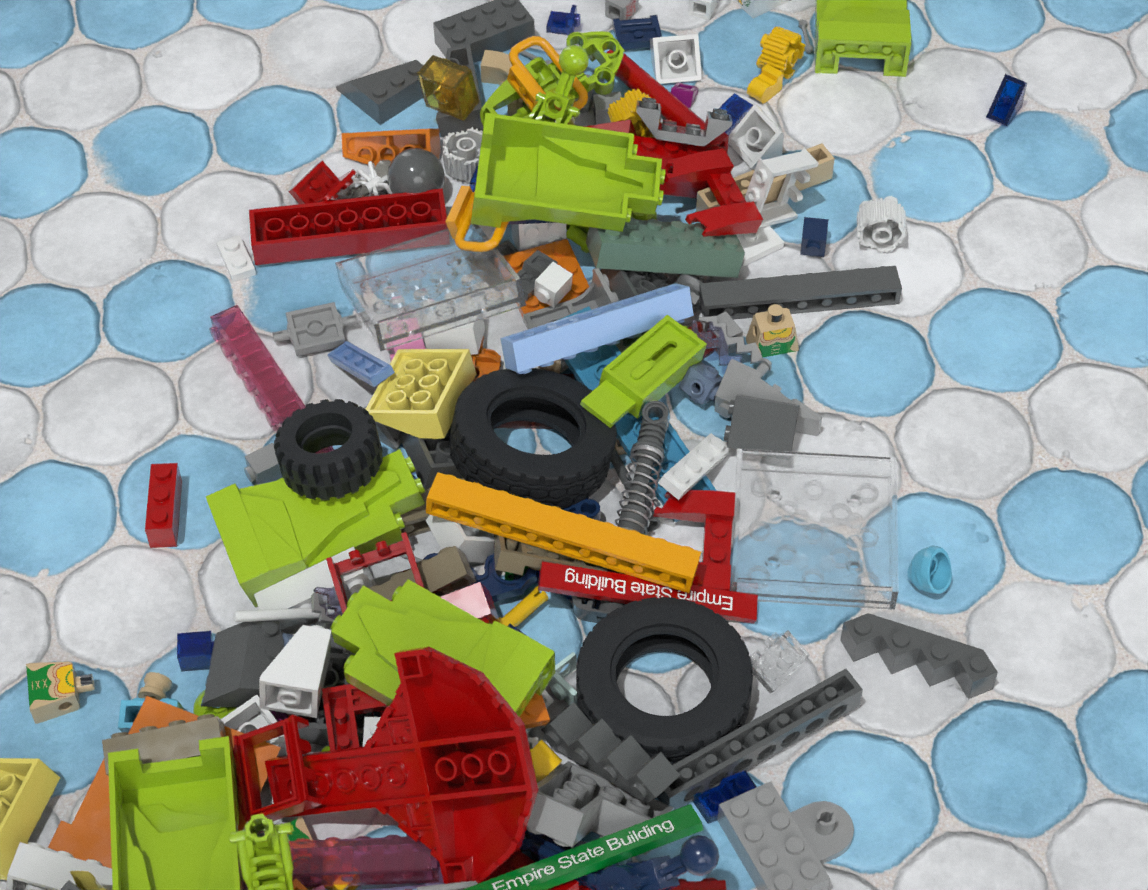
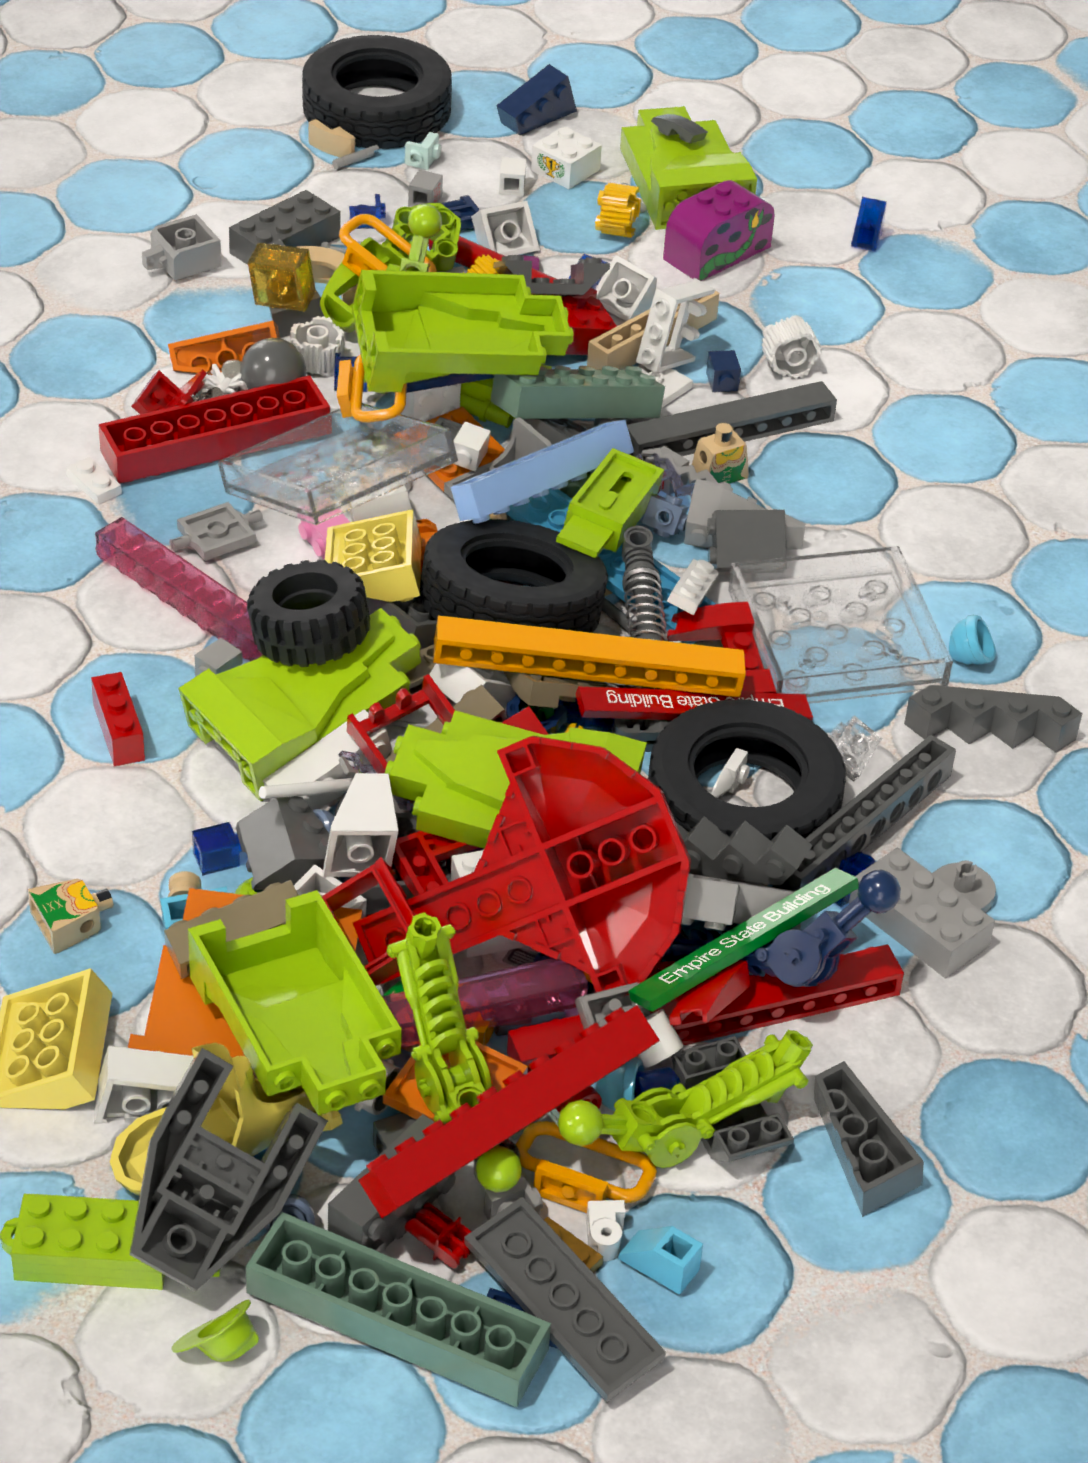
camera: 20 degrees left, 10 degrees down
(360, 363) = (289, 548): medium blue tile -> none
(386, 91) = (199, 301): dark grey wedge -> none
(390, 36) = (183, 248): none -> light grey hinge
(662, 665) = (732, 774): none -> white plate
(715, 167) = (633, 351): red wedge -> none
(766, 84) = (612, 242): yellow leg -> none
(861, 88) = (717, 230): none -> magenta brick

